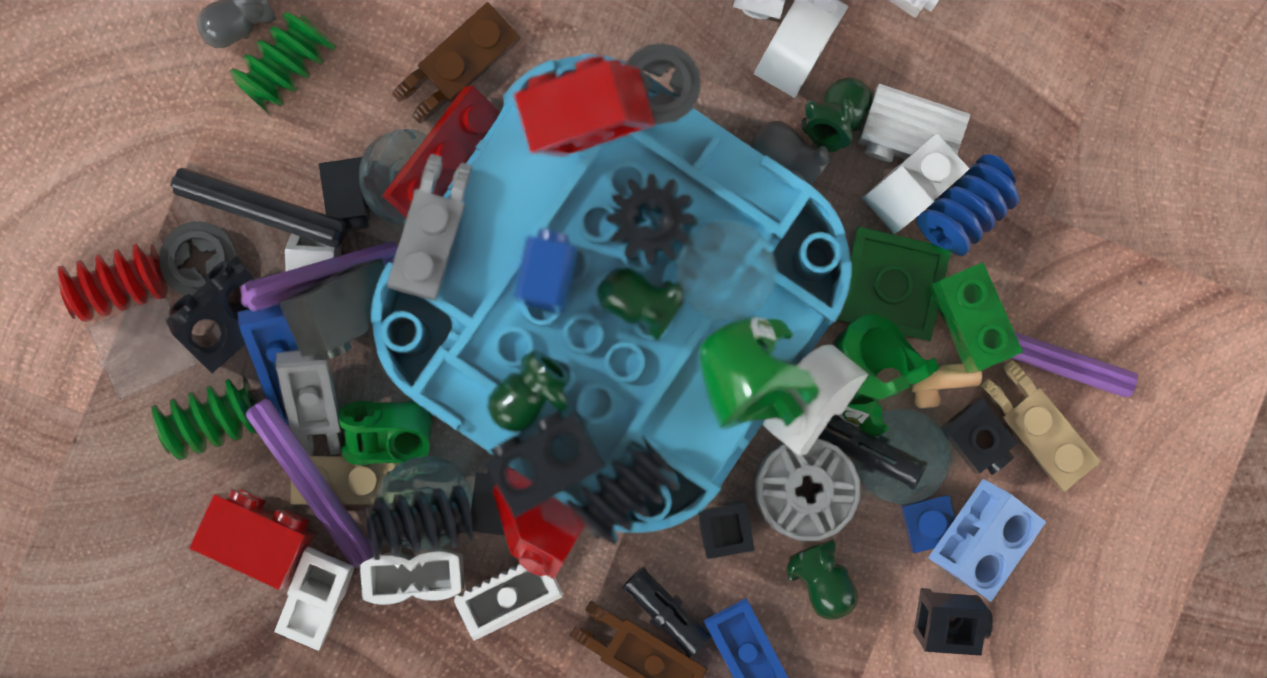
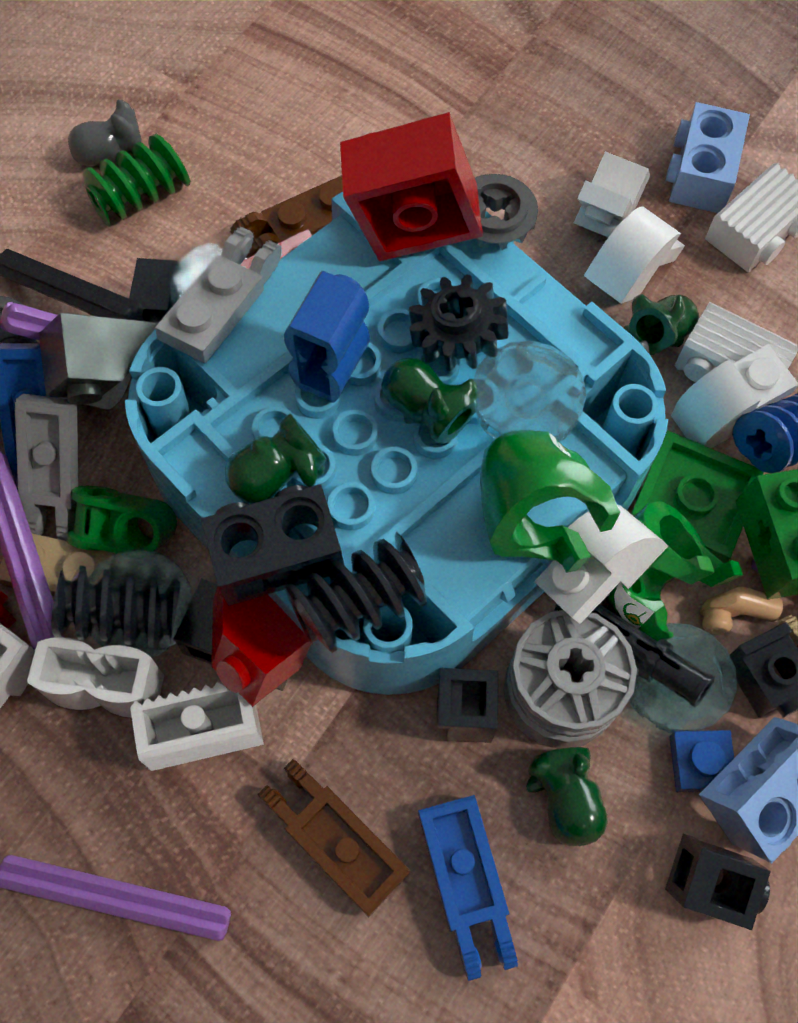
camera: 15 degrees right, 20 degrees down
(666, 611) = (376, 791): black pin -> none

